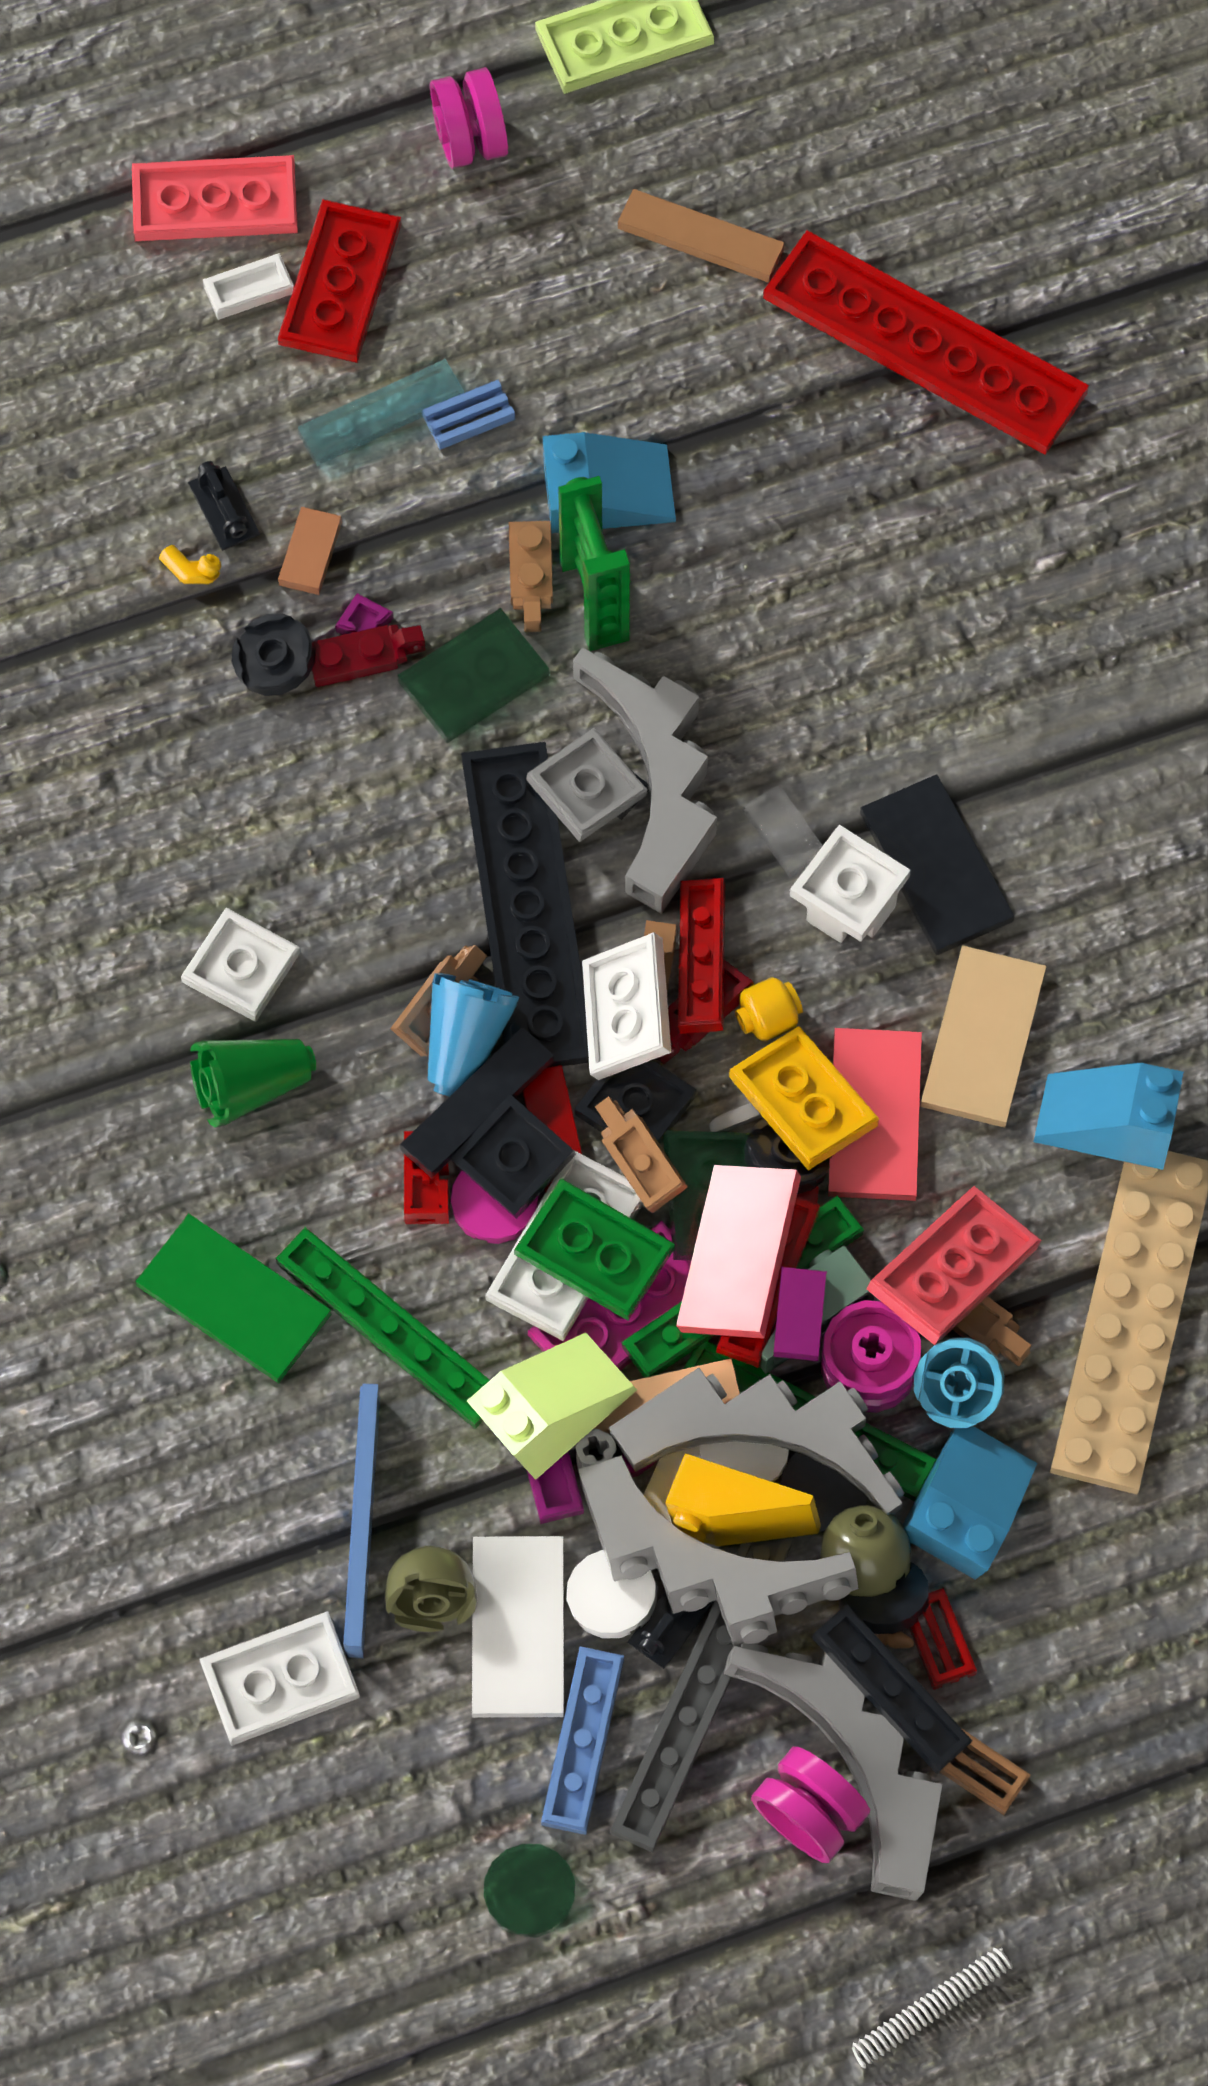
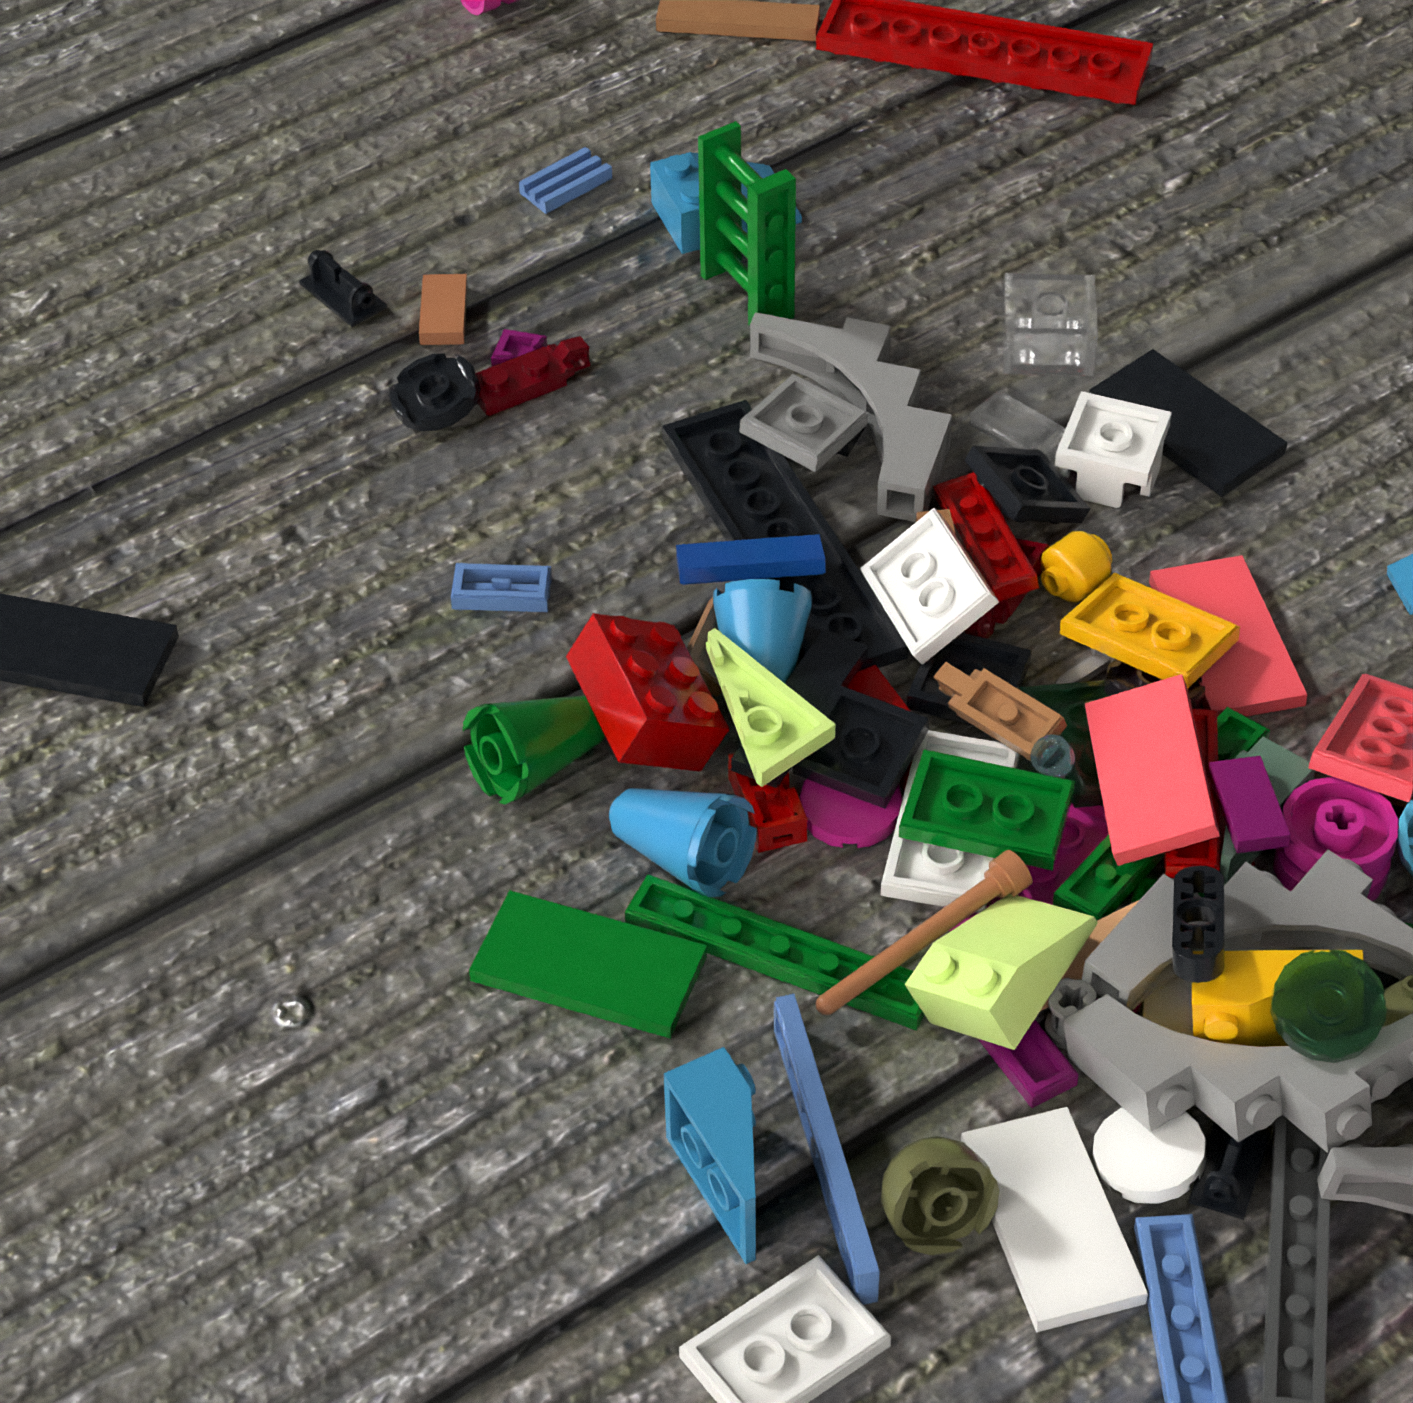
camera: 15 degrees left, 20 degrees down
(191, 572) = (323, 349): yellow arm -> none
(214, 198) = (256, 77): coral tile -> none
(240, 964) = (488, 657): white tile -> none
(248, 286) = (312, 131): white tile -> none
(268, 906) = (497, 592): none -> medium blue tile
(279, 1485) = (713, 1136): none -> dark azure slope
(339, 281) = (401, 112): red tile -> none
(344, 1204) = (688, 834): none -> dark azure cone
(352, 1055) = (647, 693): none -> red brick
(378, 412) = (472, 197): clear light blue tile -> none
(441, 1118) = (770, 717): none -> yellowish green wing
(473, 675) = (648, 371): clear green tile -> none
(485, 932) = (750, 559): none -> blue tile
(531, 570) = (674, 281): medium nougat hinge -> none
(579, 1323) = (1005, 876): none -> nougat piece
(660, 1210) = (1048, 752): none -> clear light blue hinge
(699, 1449) = (1205, 936): none -> black beam
(758, 909) = (1026, 485): none -> black plate
(766, 1536) = (1328, 1005): none -> clear green tile
(846, 727) = (1049, 324): none -> clear brick
(983, 1036) = (1306, 549): tan tile -> none

